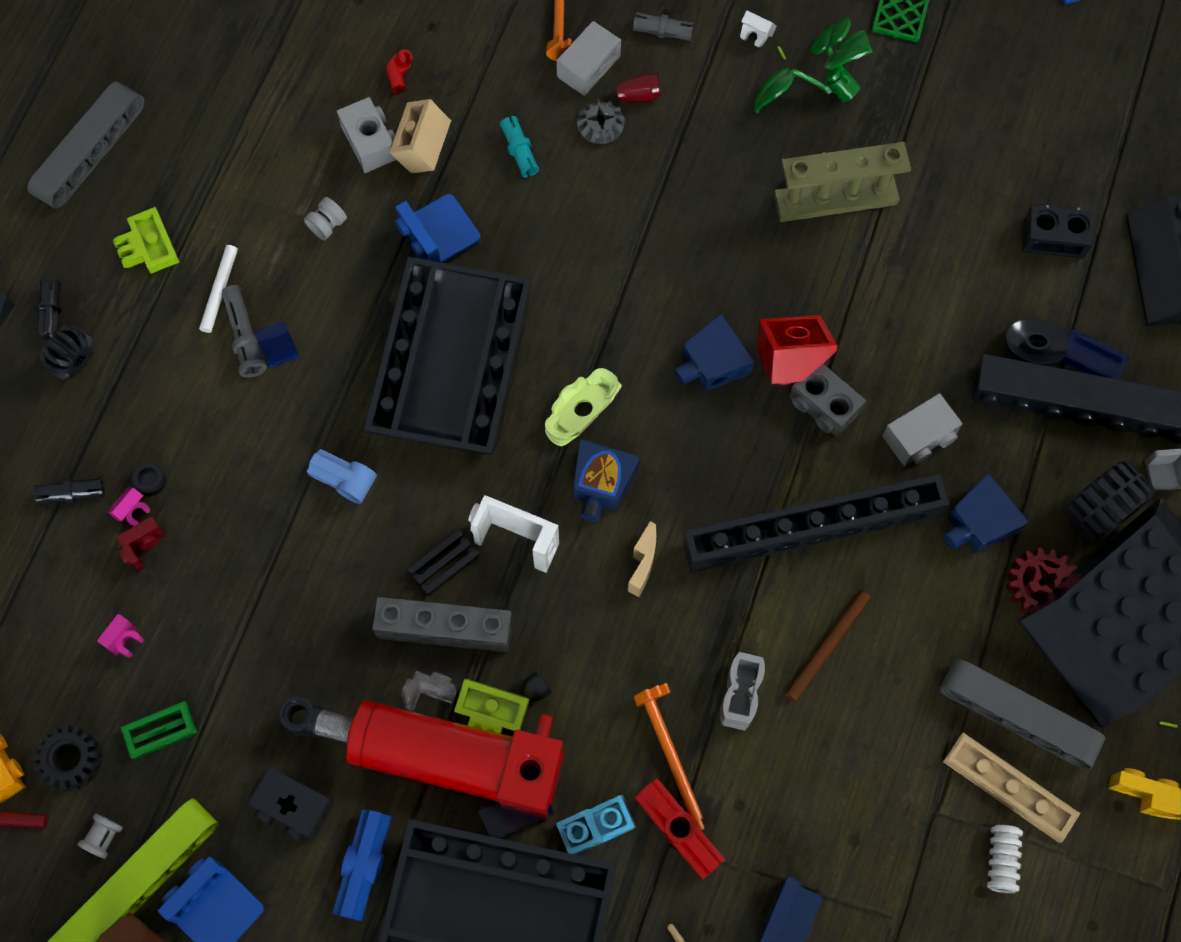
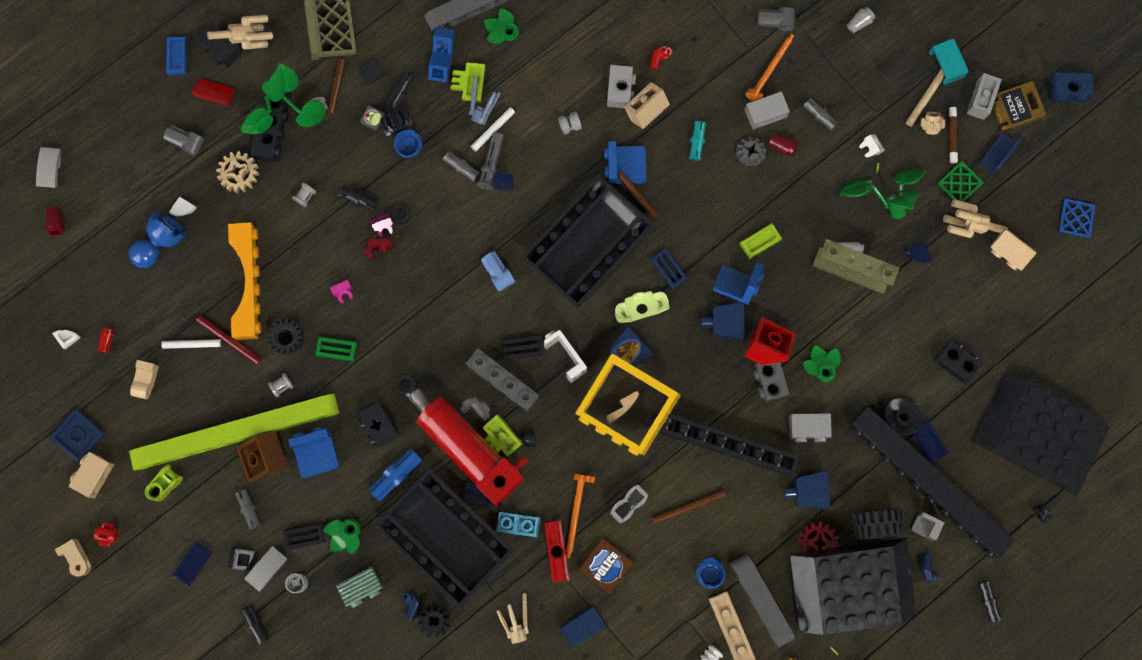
camera: 30 degrees right, 10 degrees up
(28, 370) = (372, 118): none -> tile
(83, 228) = (442, 54): none -> blue brick
(103, 372) = (408, 143): none -> blue hair
(149, 150) = (499, 27): none -> green plate
(189, 275) = (480, 114): none -> sand blue plant
(201, 361) = (461, 166): none -> dark grey pin
(478, 259) = (637, 195): none -> reddish brown bar
(604, 353) = (677, 281): none -> dark blue tile
(651, 491) = (616, 437): none -> yellow window
(689, 228) = (760, 241): none -> lime tile
(702, 297) = (738, 284): none -> blue bracket
(765, 806) = (606, 566): none -> tile
(878, 335) = (821, 360): none -> green plate
(912, 126) = (920, 254): none -> clear blue tile
(923, 720) = (710, 573): none -> blue hair
(951, 47) = (971, 221): none -> tan plant
(1026, 51) = (1012, 249): none -> tan brick

